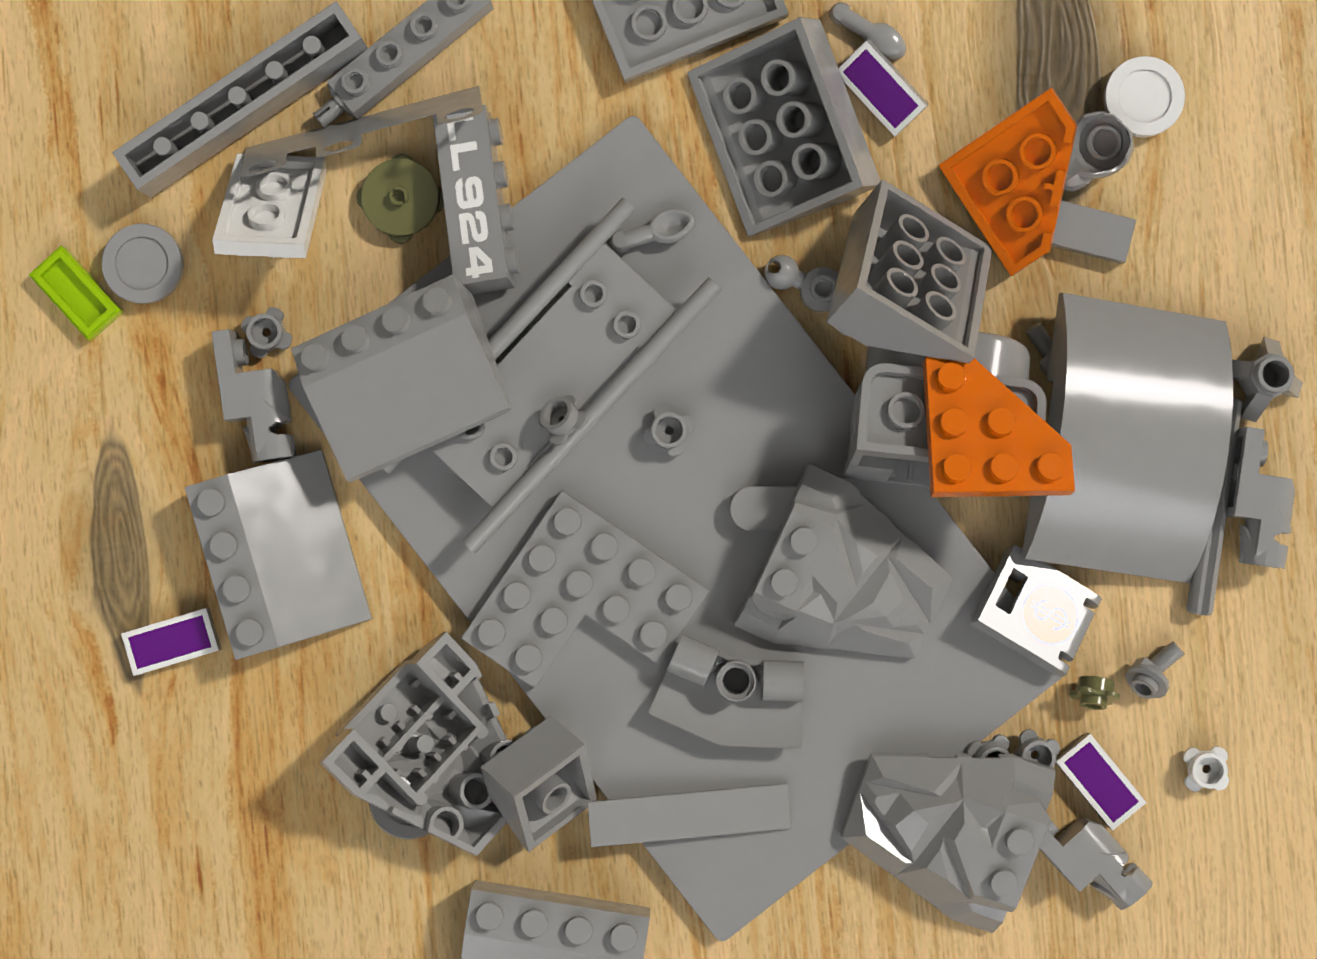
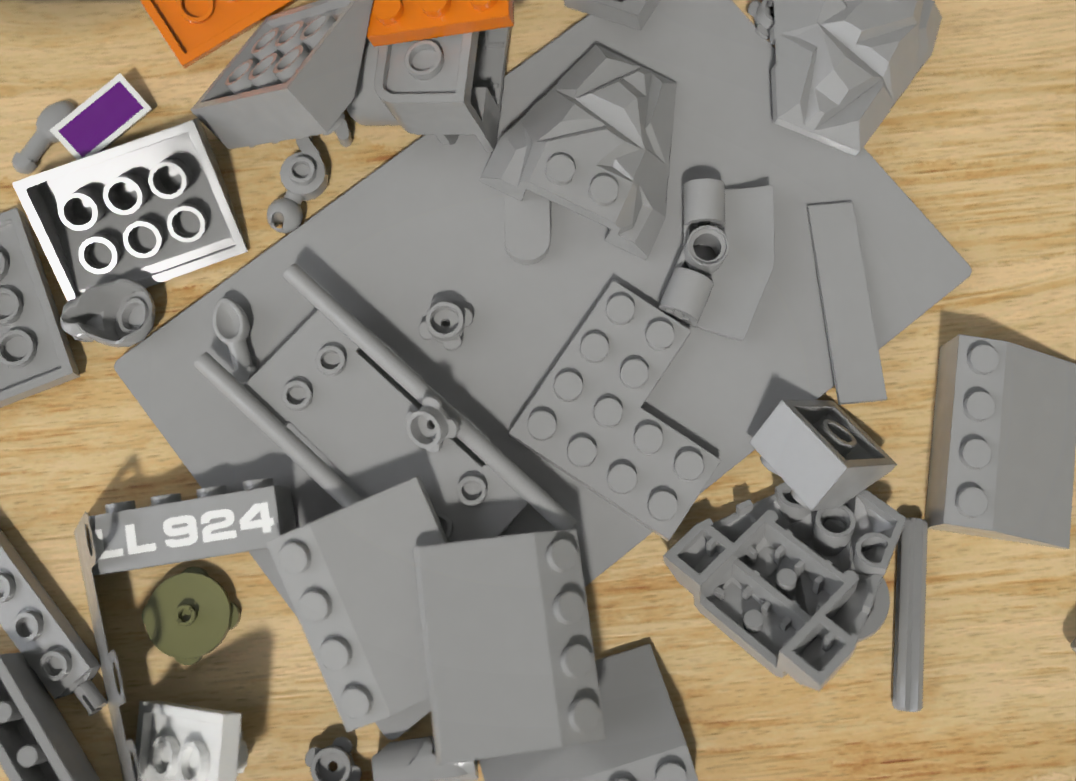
camera: 90 degrees left, 10 degrees down
(362, 490) = (507, 645): none -> light grey slope
(395, 859) = (910, 616): none -> light grey axle
(680, 111) = (111, 314): none -> light grey hair

